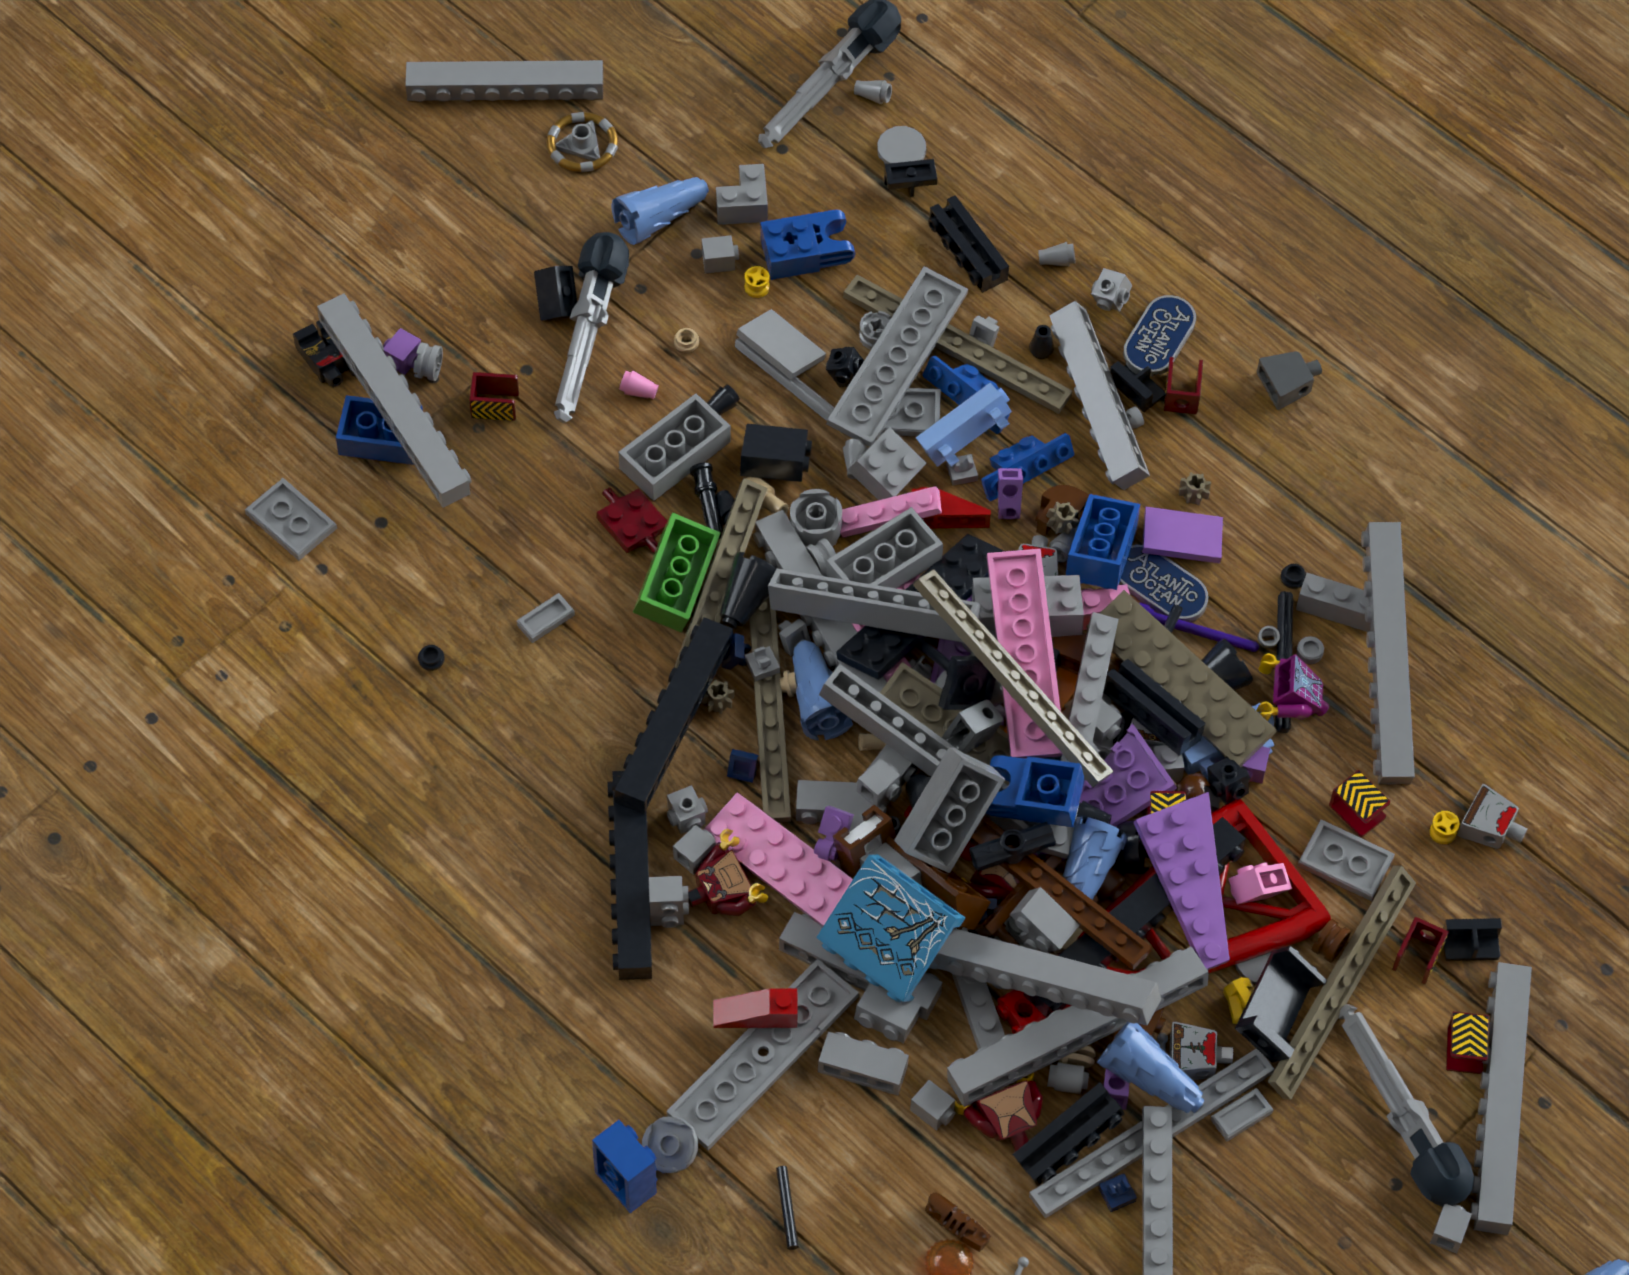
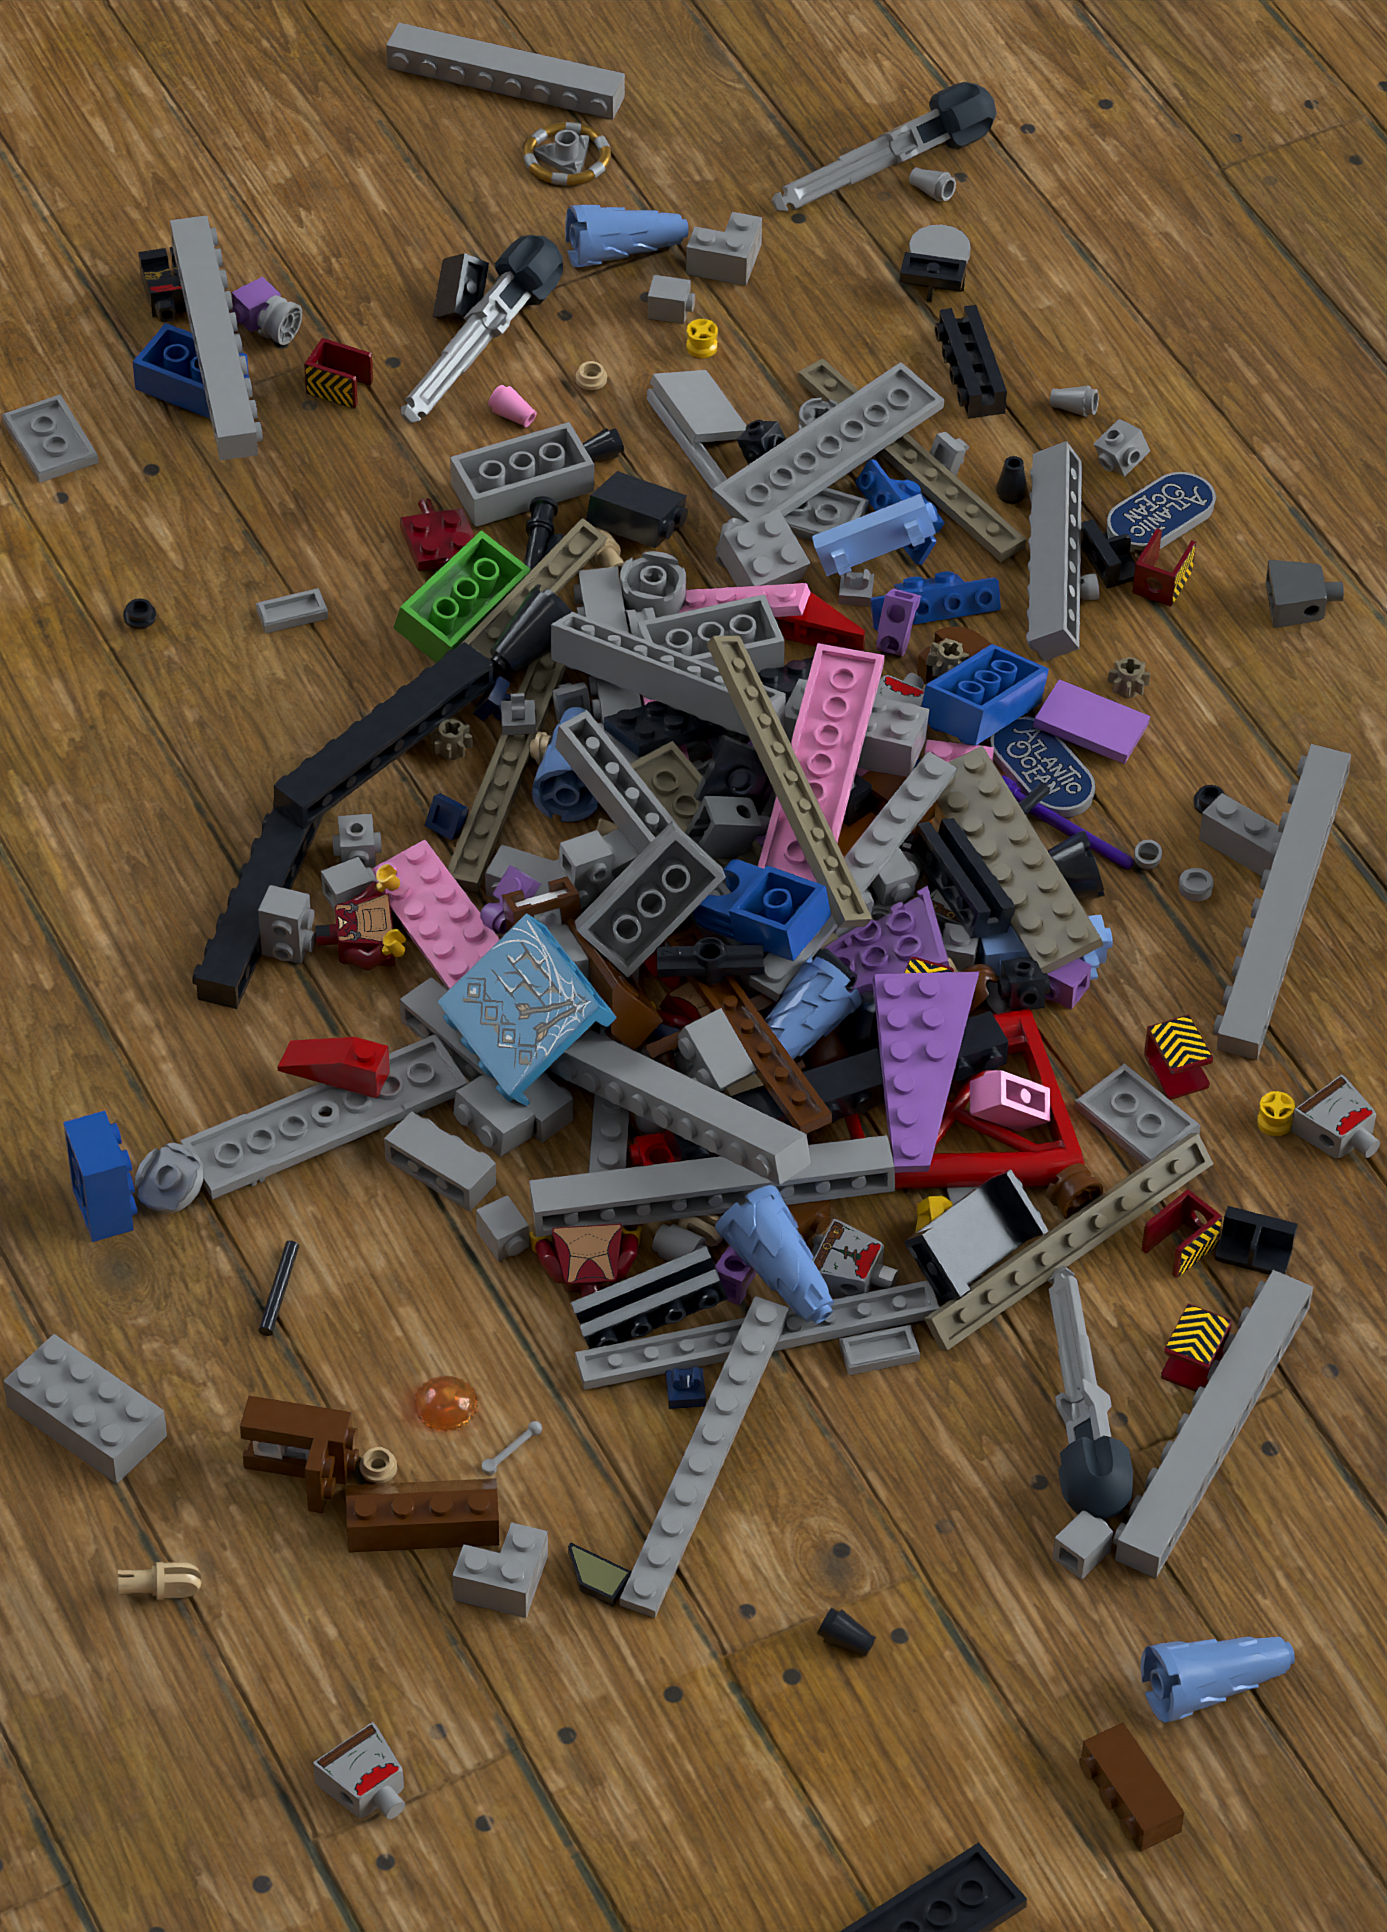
camera: 20 degrees right, 10 degrees down
(803, 243) = (776, 312): blue brick -> none
(957, 1222) = (473, 1359): reddish brown hinge -> none
(1285, 643) = (1156, 887): black axle -> none
(1296, 689) = (1149, 913): magenta torso -> none

